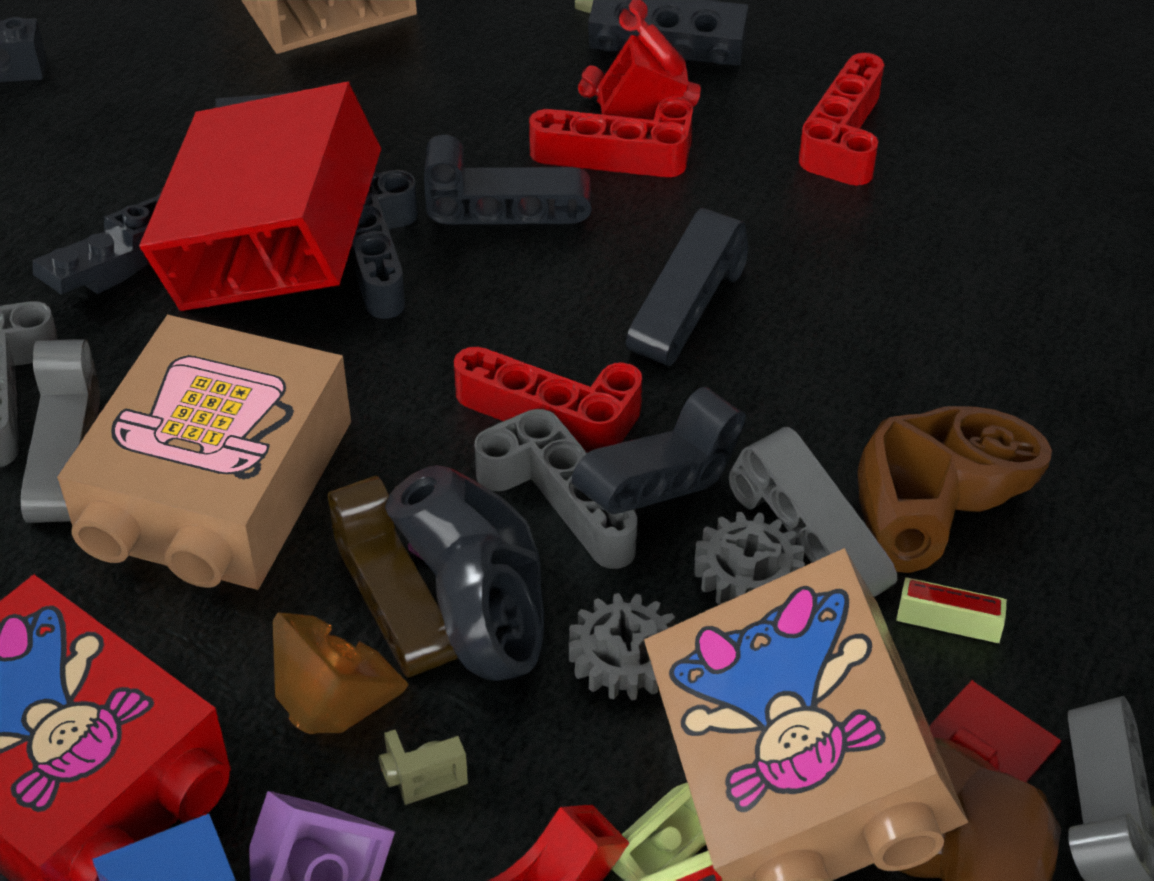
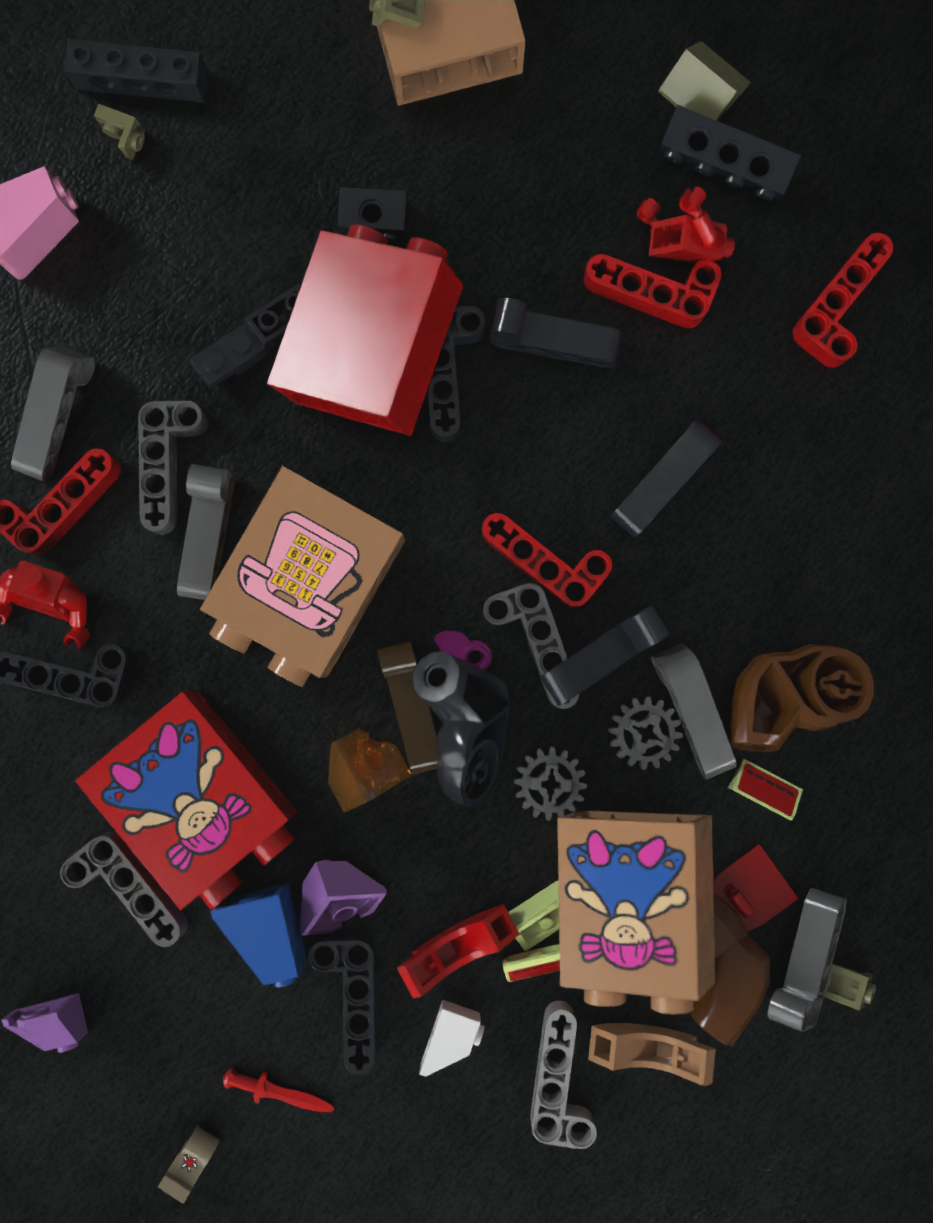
camera: 15 degrees right, 40 degrees up
(425, 771) = (415, 848): olive bracket -> none

